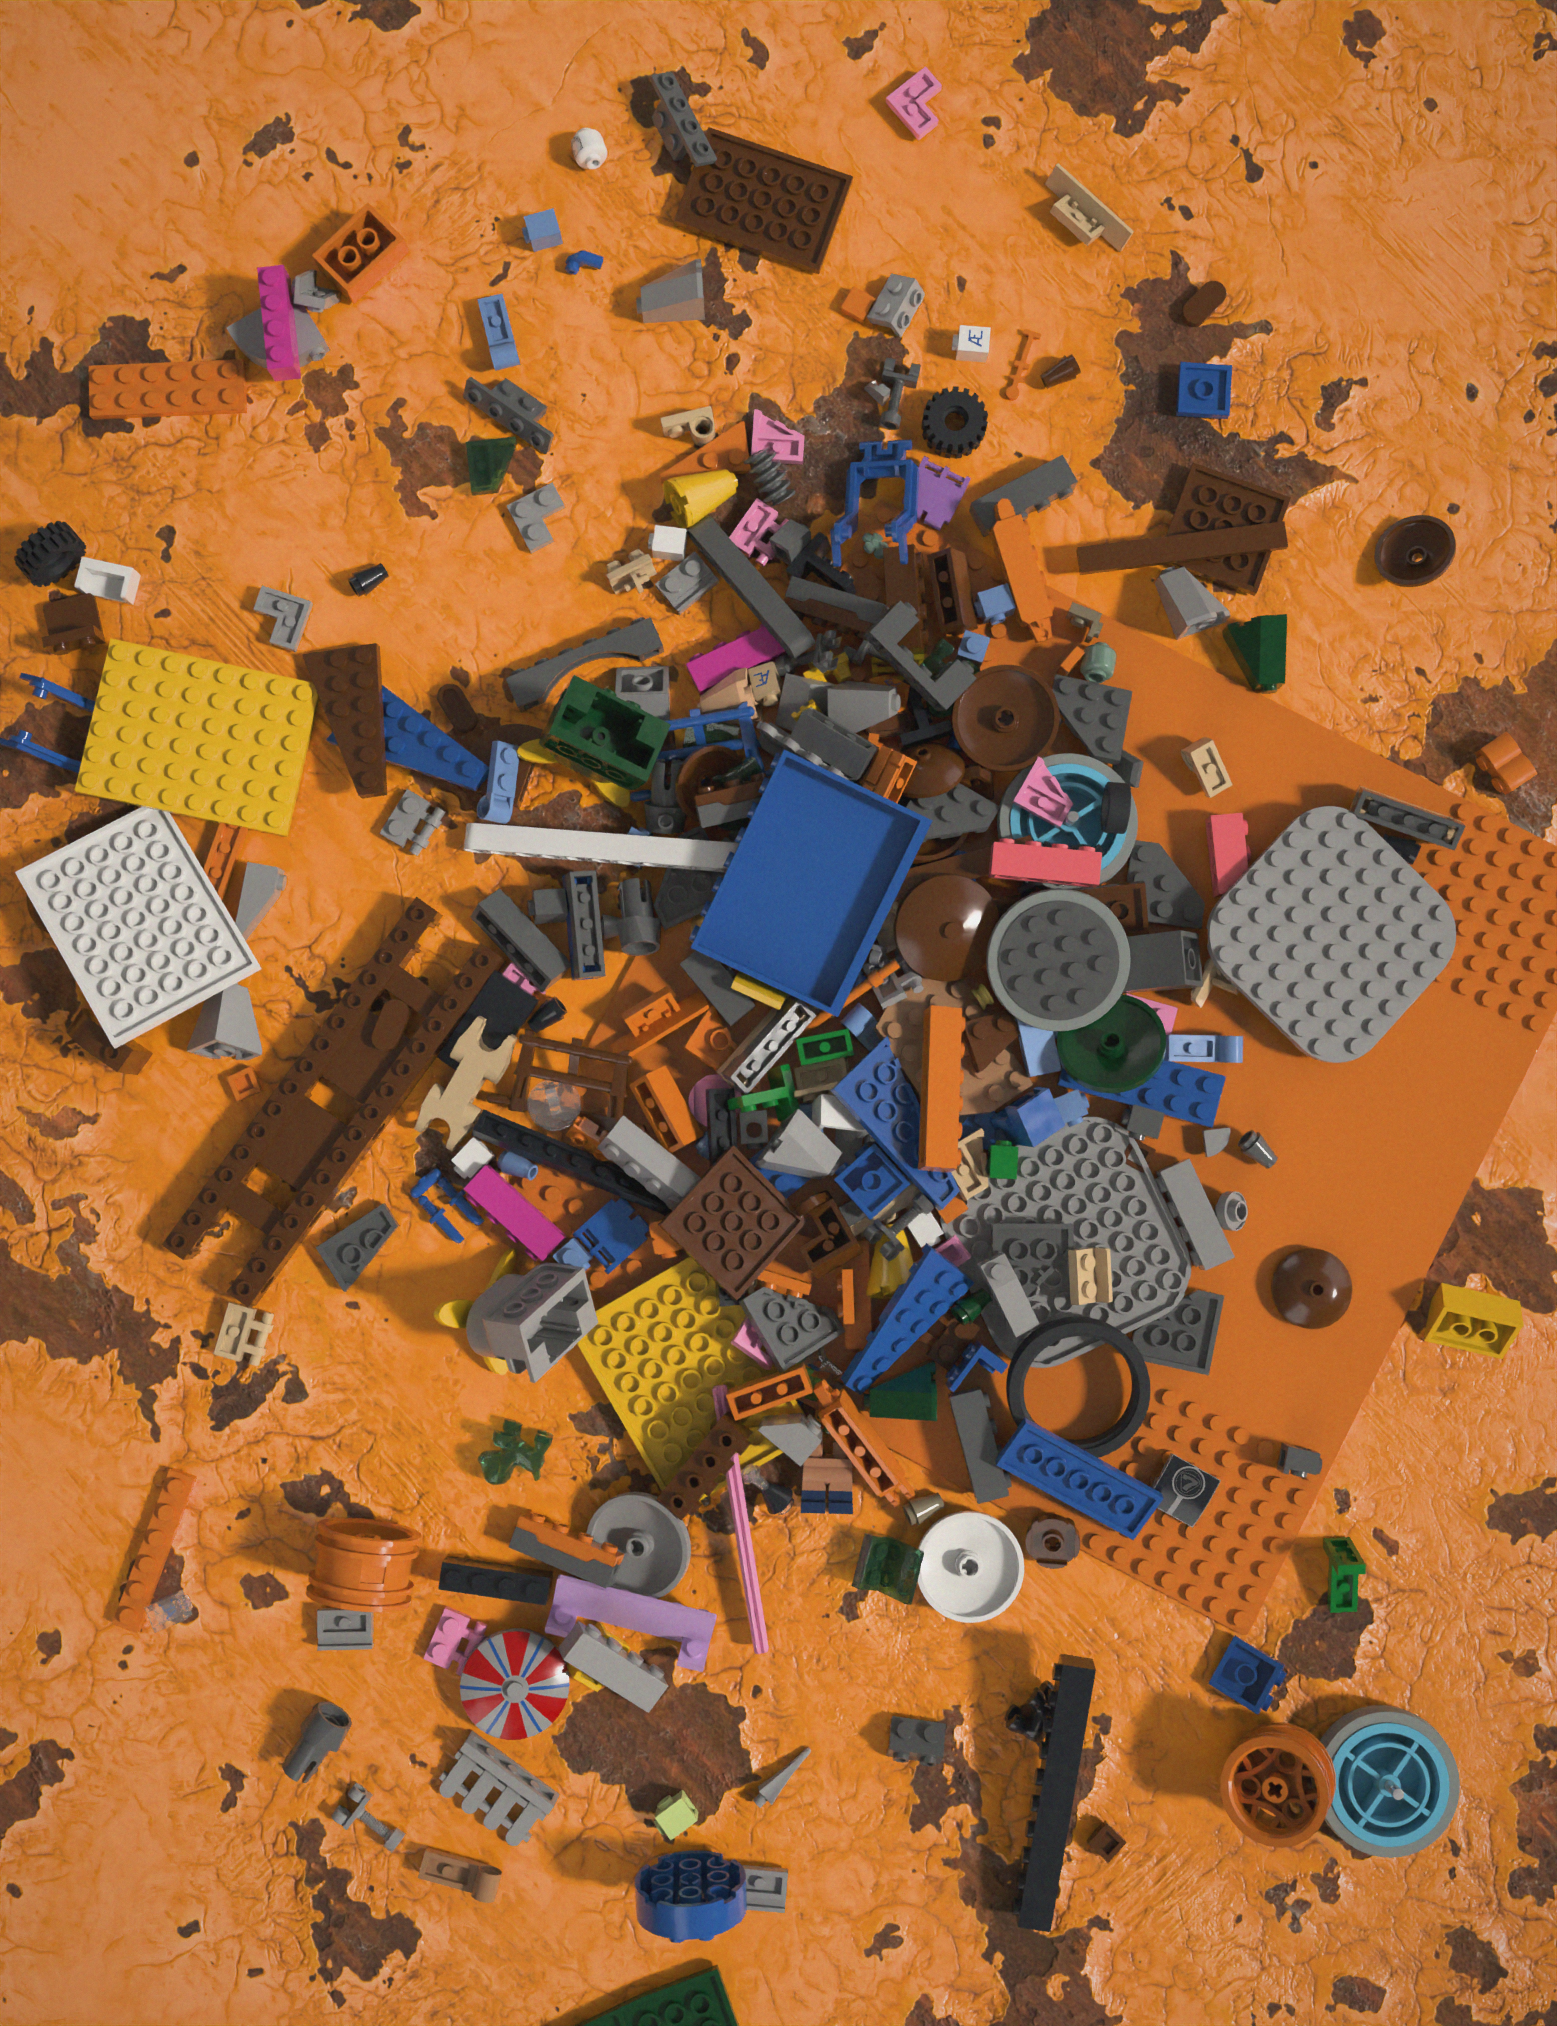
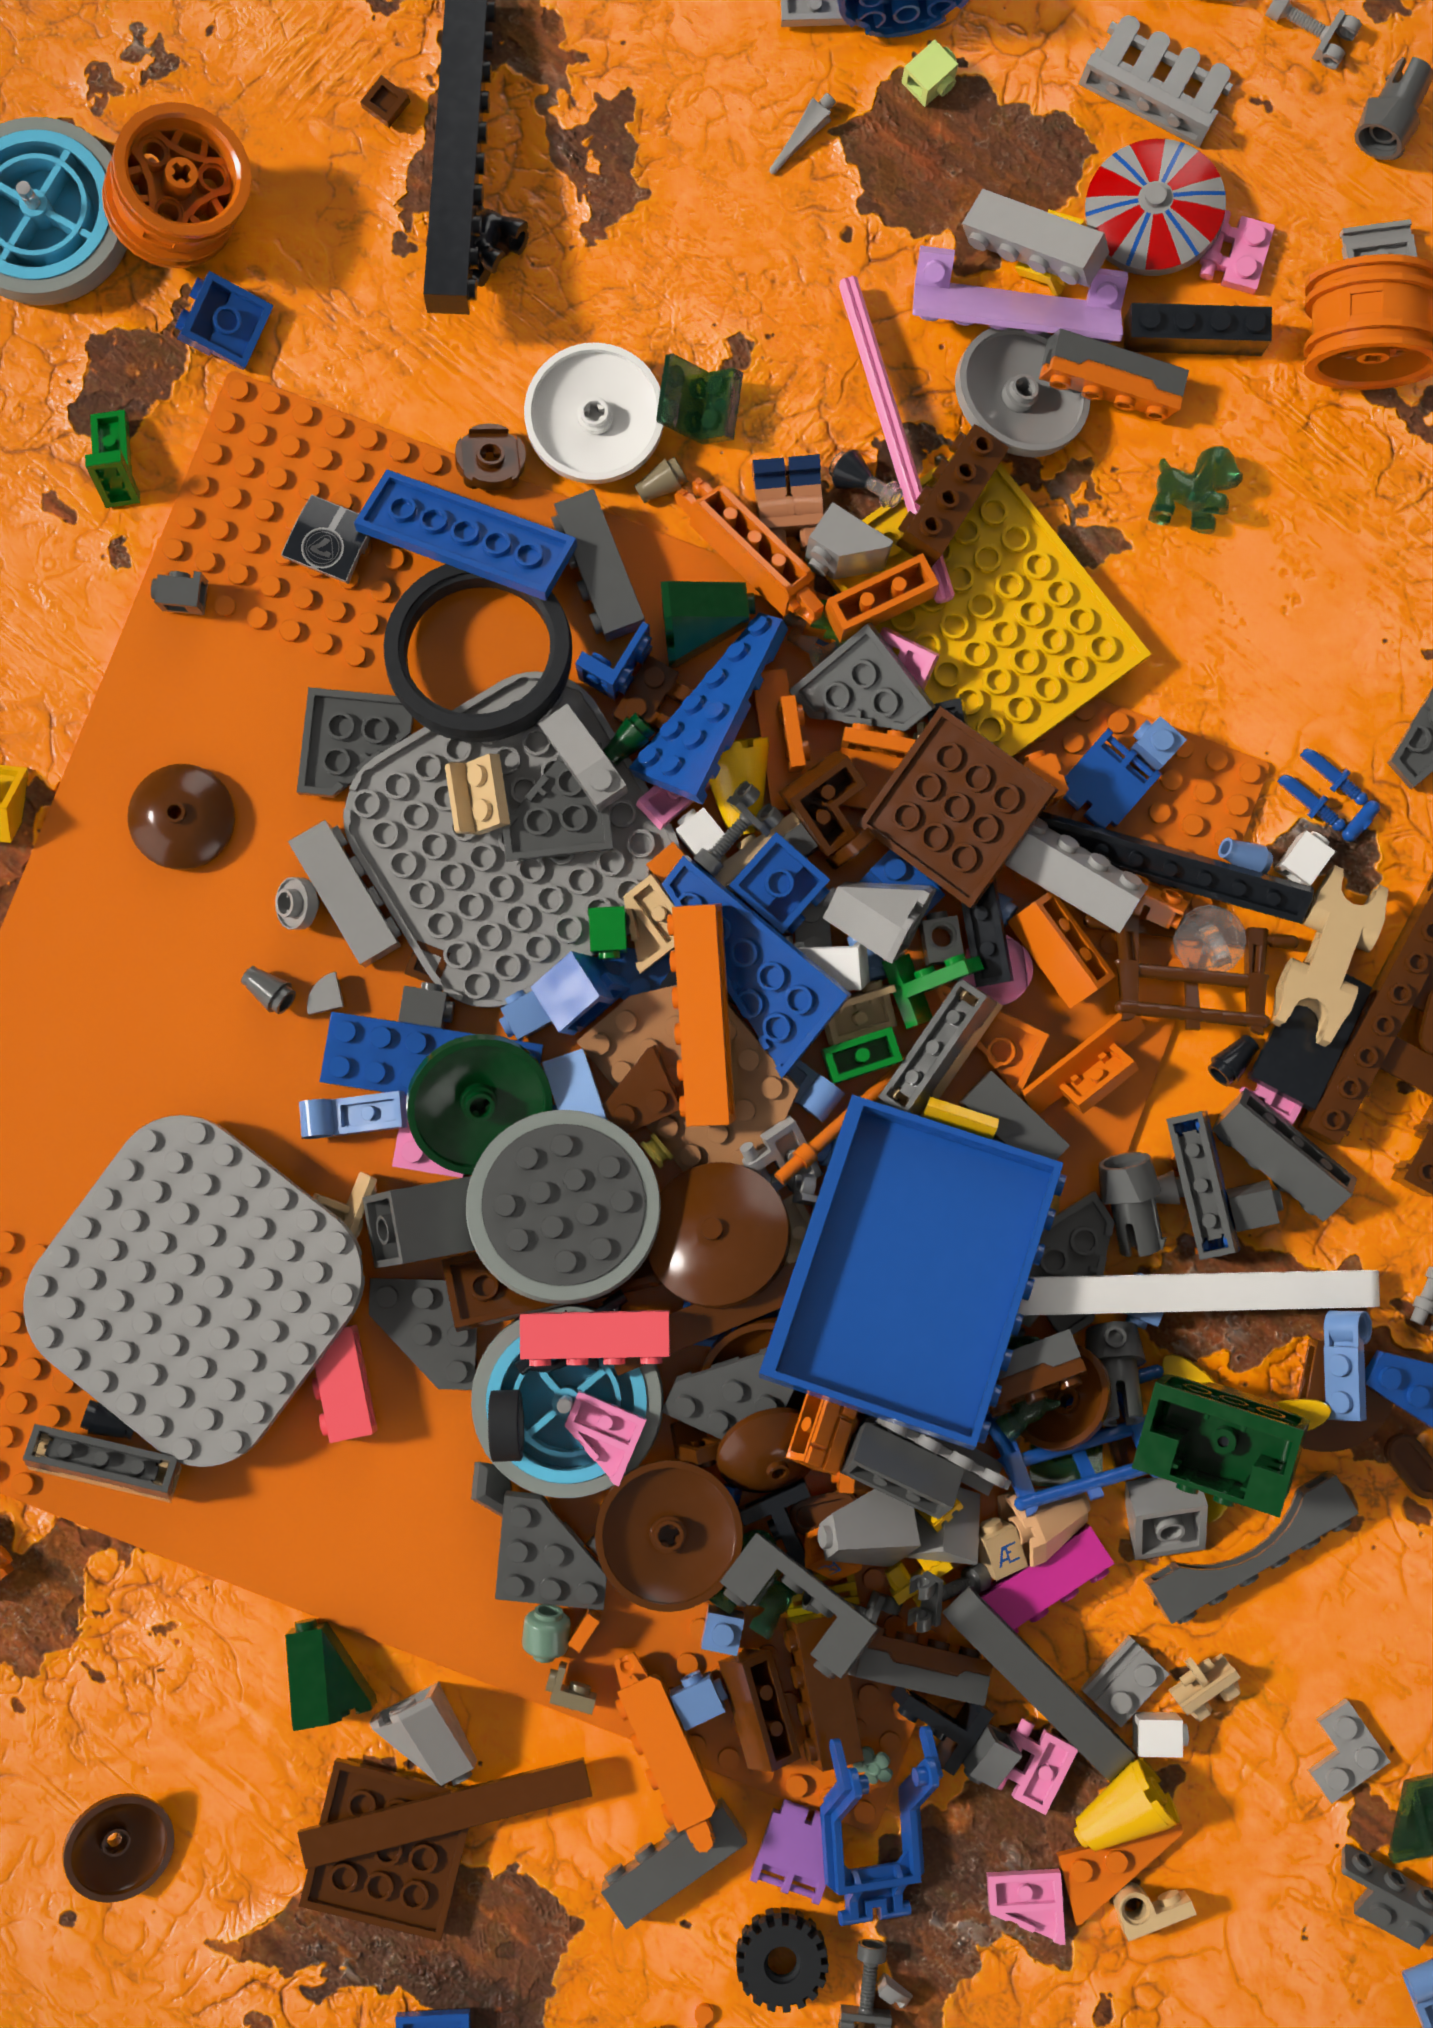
camera: 170 degrees right, 0 degrees up
(515, 1213) = (1241, 792): dark pink brick -> none
(525, 1318) = (1214, 654): light grey brick -> none
(769, 476) = (1032, 1847): dark grey piece -> none
(916, 1741) = (637, 195): dark grey bracket -> none
(1206, 762) = (381, 1503): tan plate -> none

